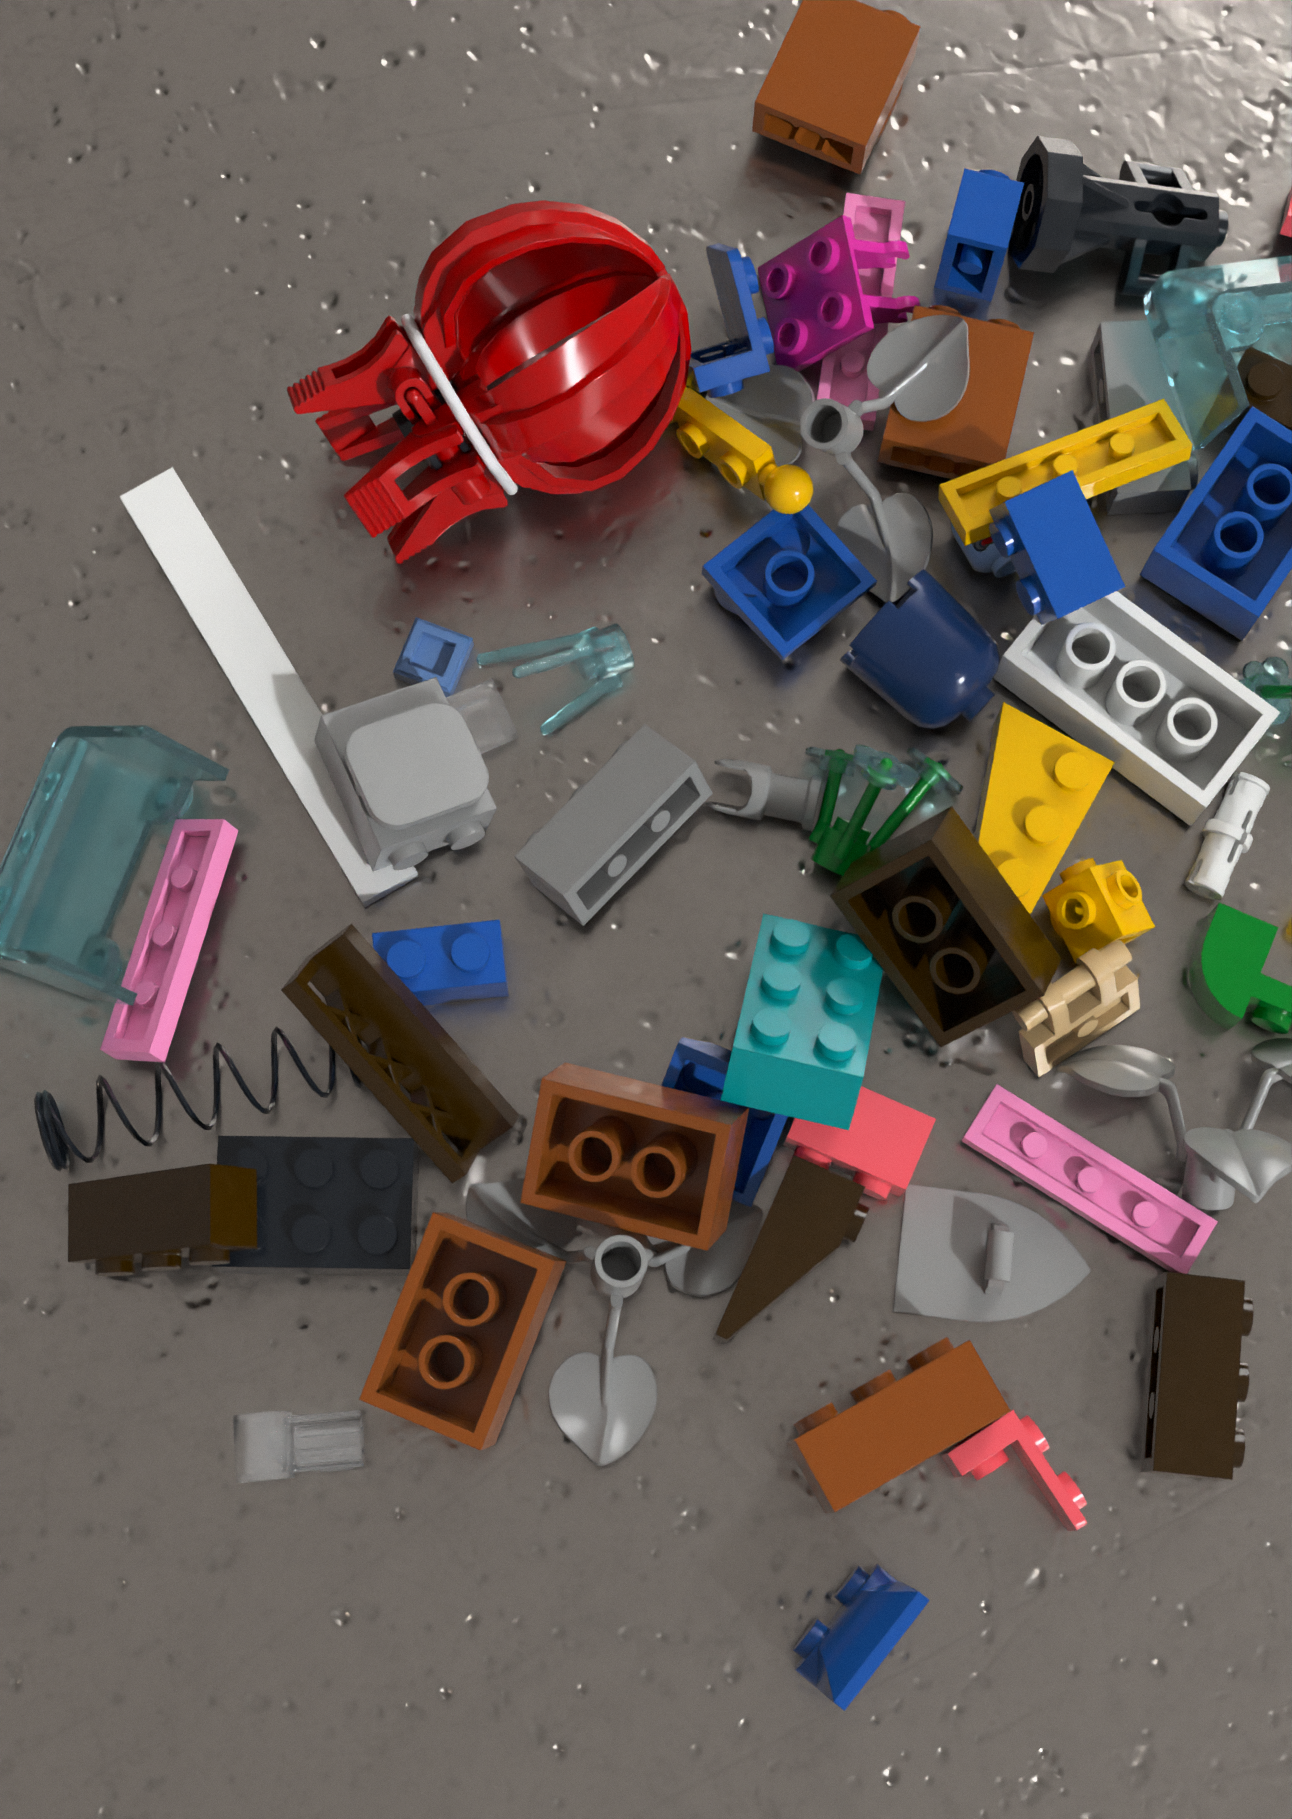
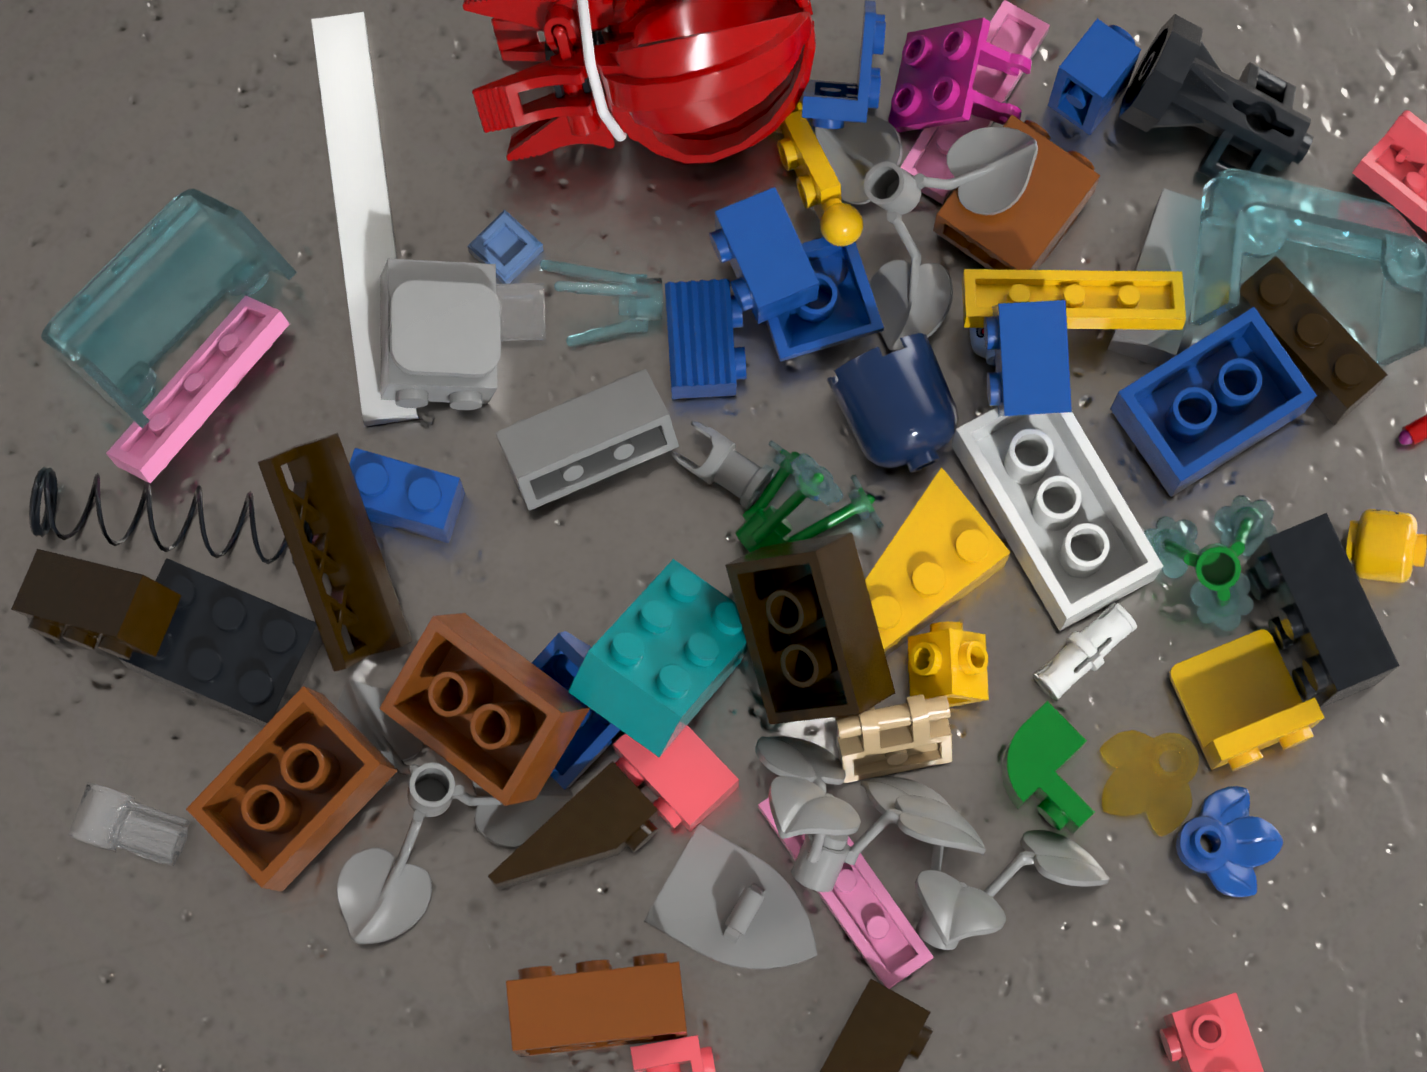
camera: 25 degrees right, 0 degrees up
(687, 670) = (702, 339): none -> blue brick
(723, 553) = (764, 255): none -> blue brick
(1058, 1122) = (802, 808): none -> light grey plant

